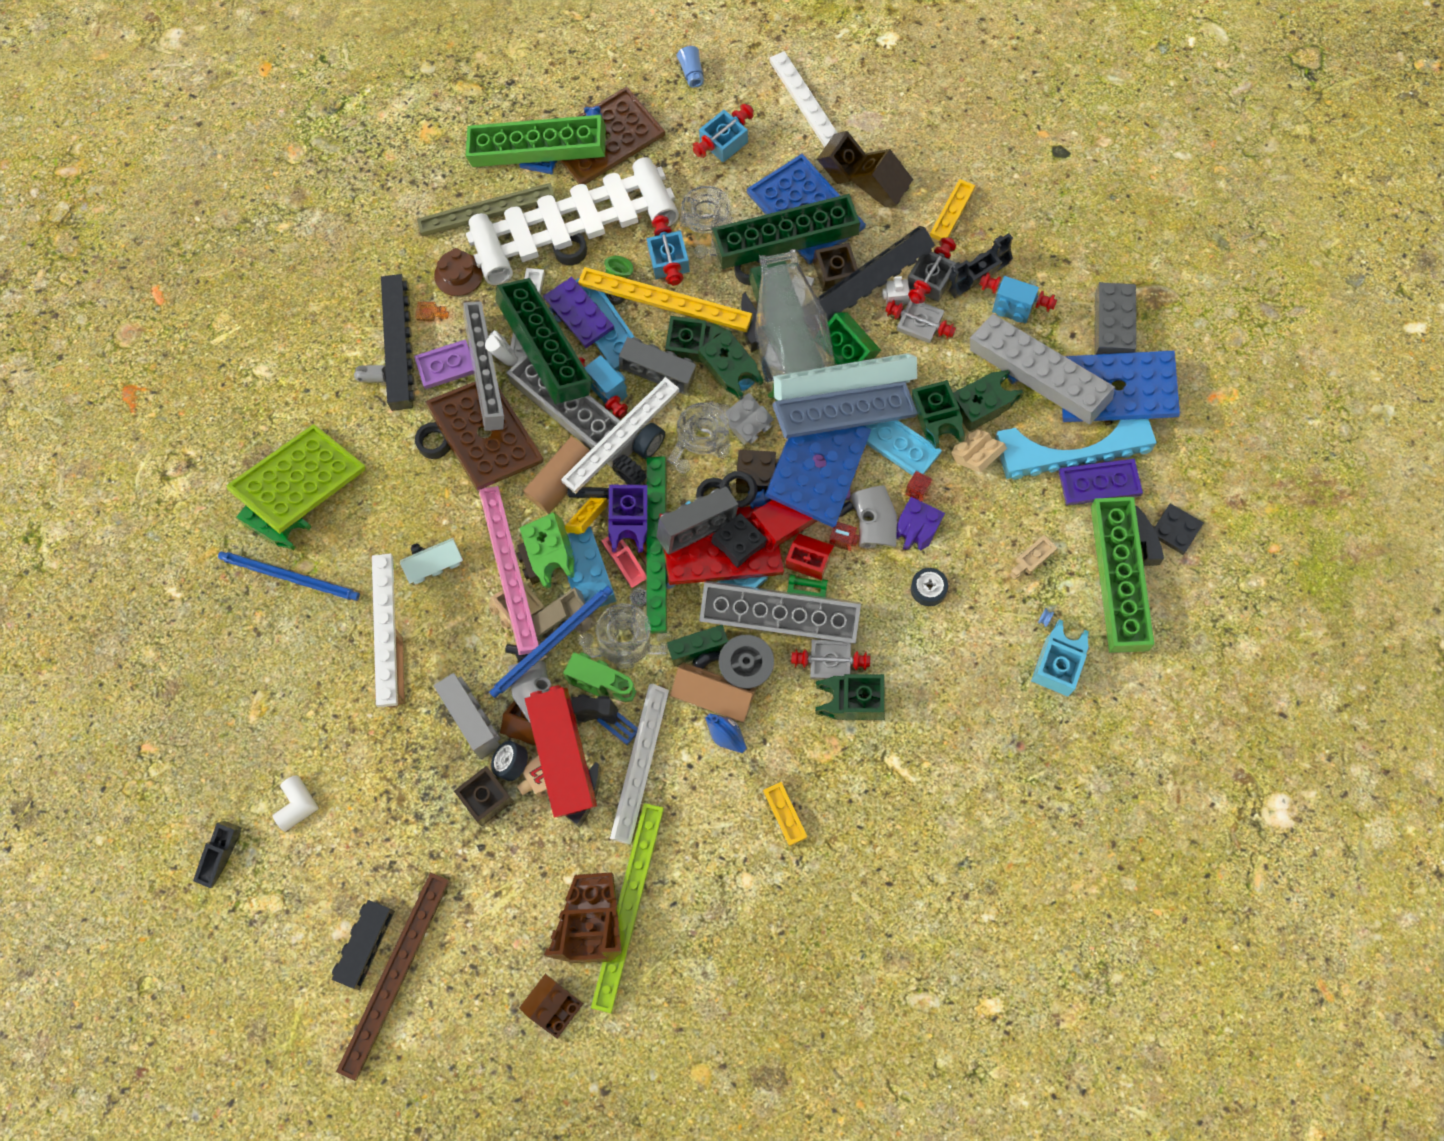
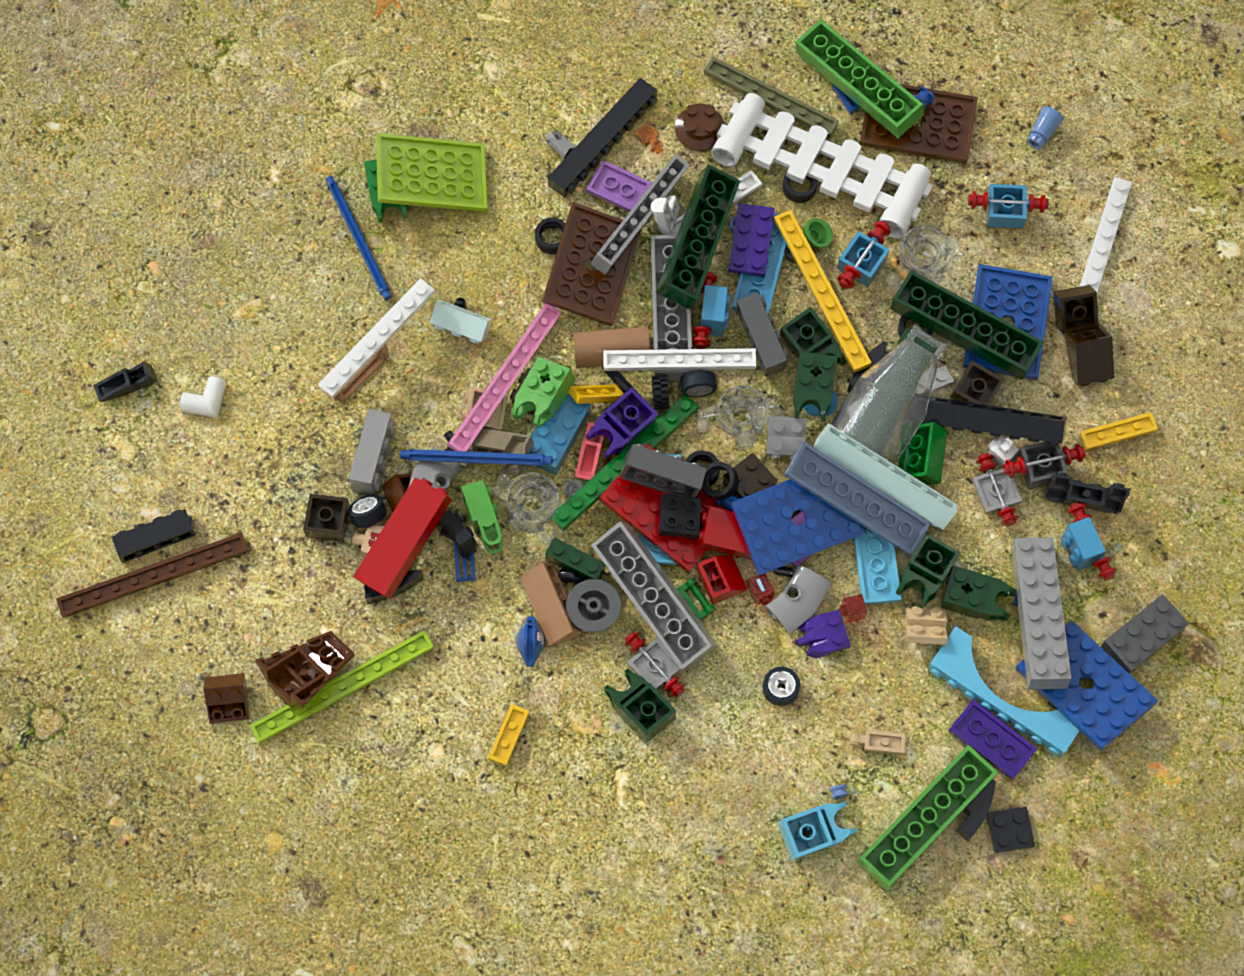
camera: 40 degrees right, 0 degrees up
(639, 764) = (450, 601): white plate -> none

